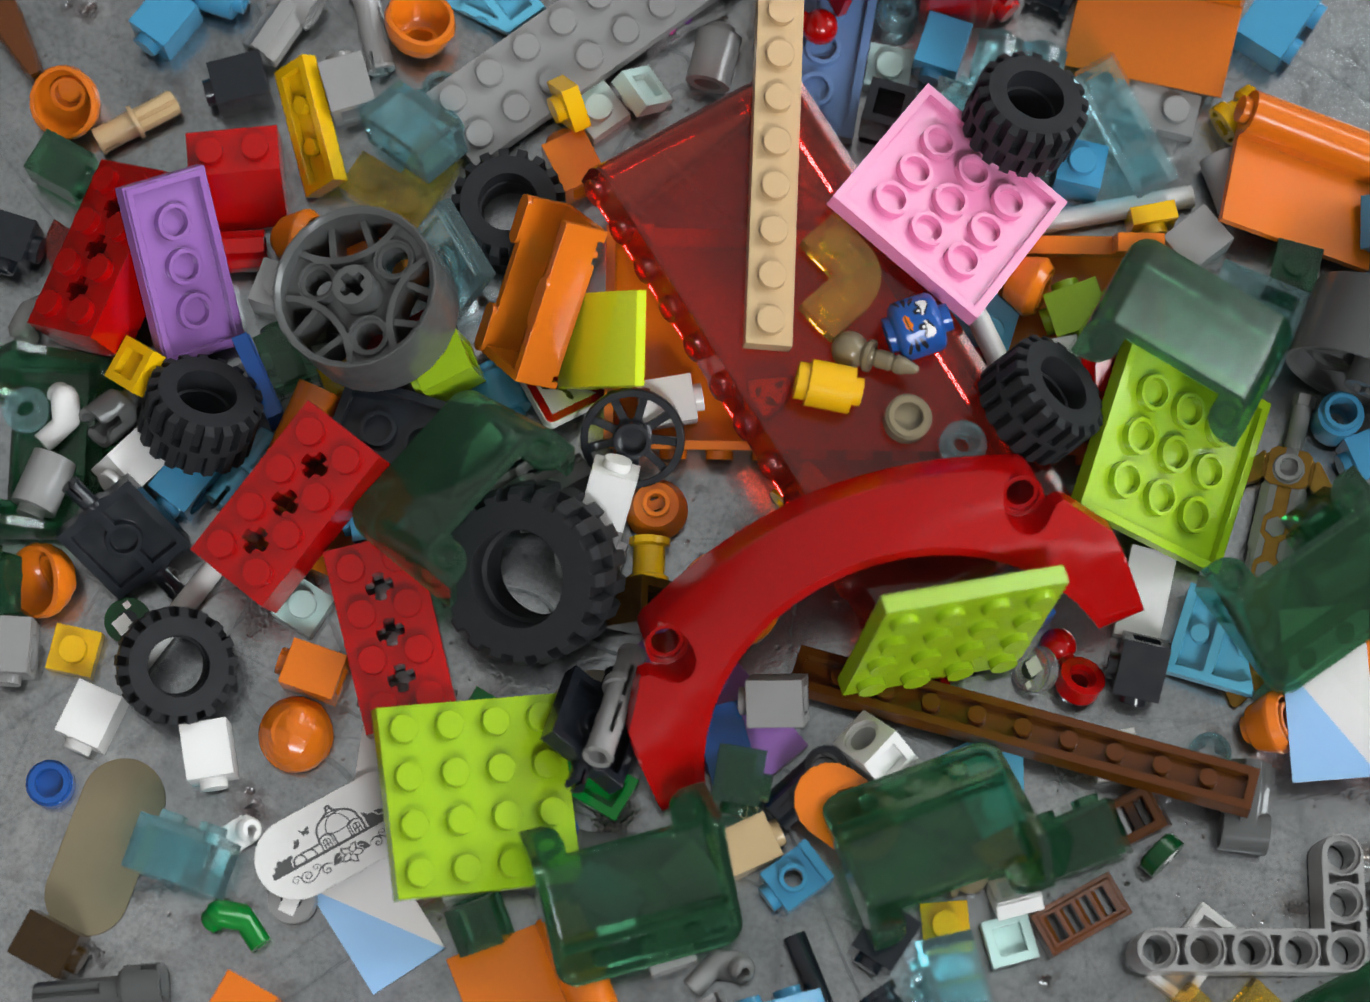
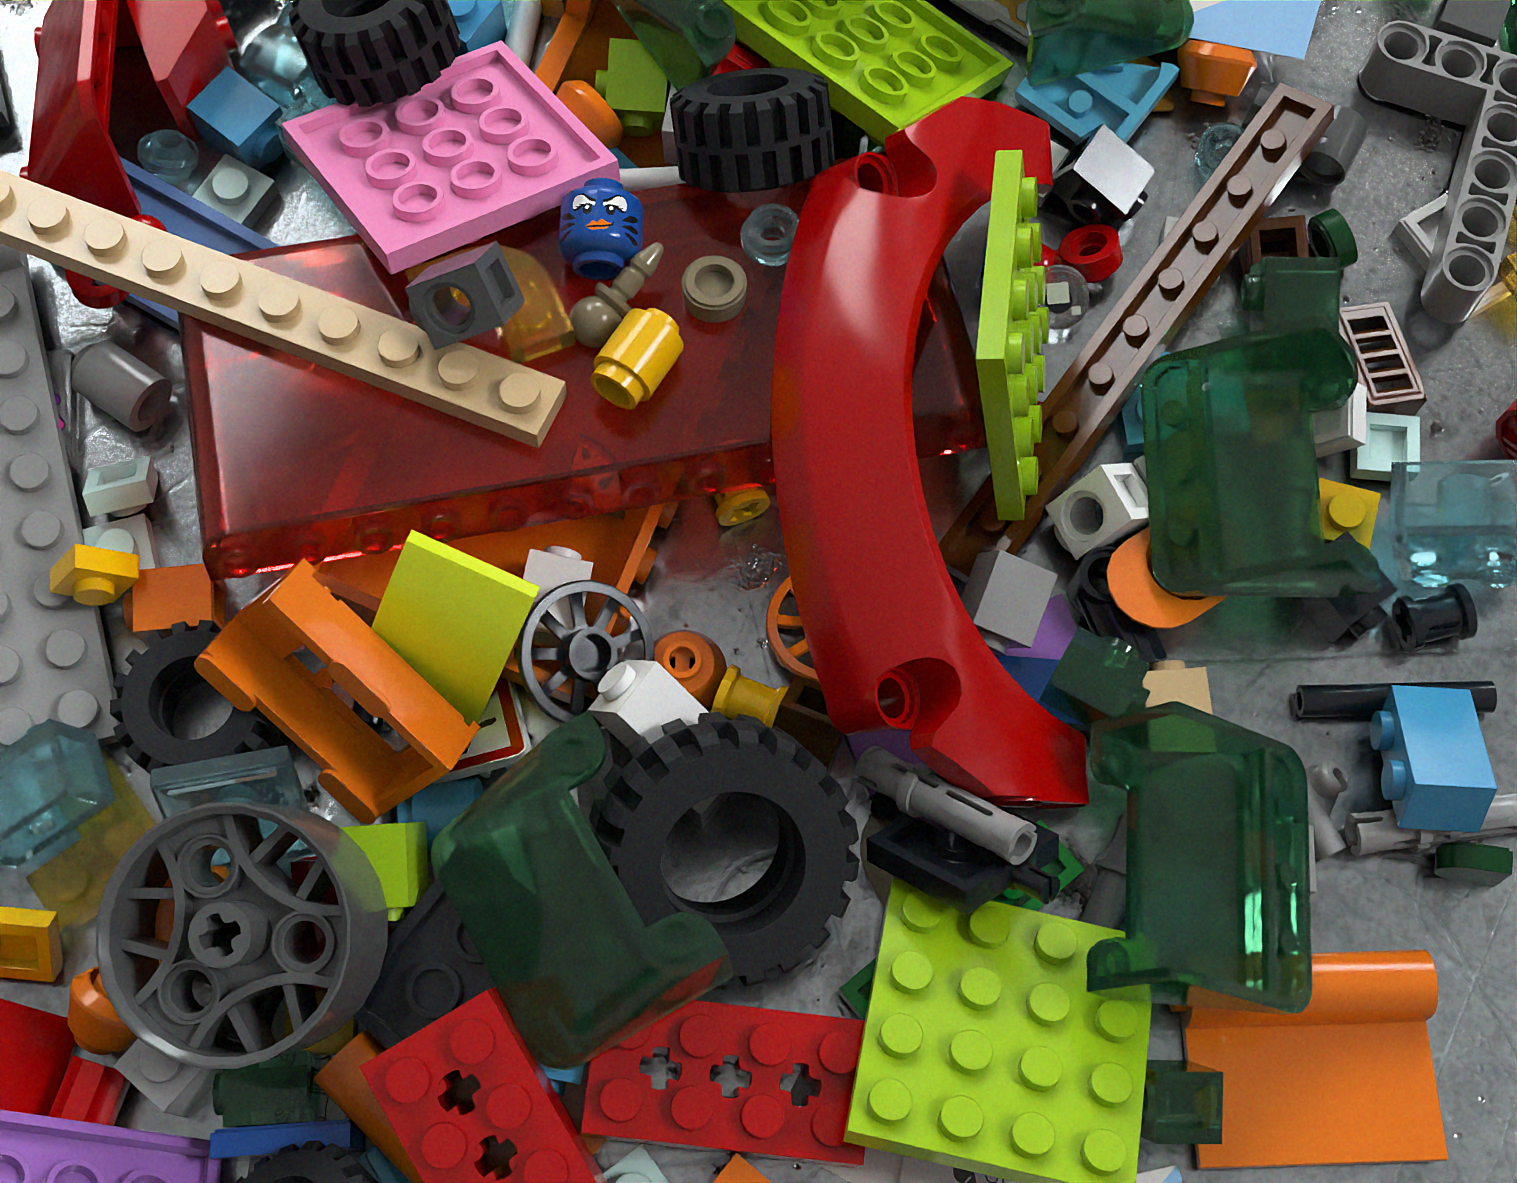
camera: 70 degrees left, 5 degrees down
(814, 878) = (1228, 642): dark azure brick -> none
(818, 258) = (482, 278): none -> dark grey brick
(883, 107) = (289, 202): black brick -> none

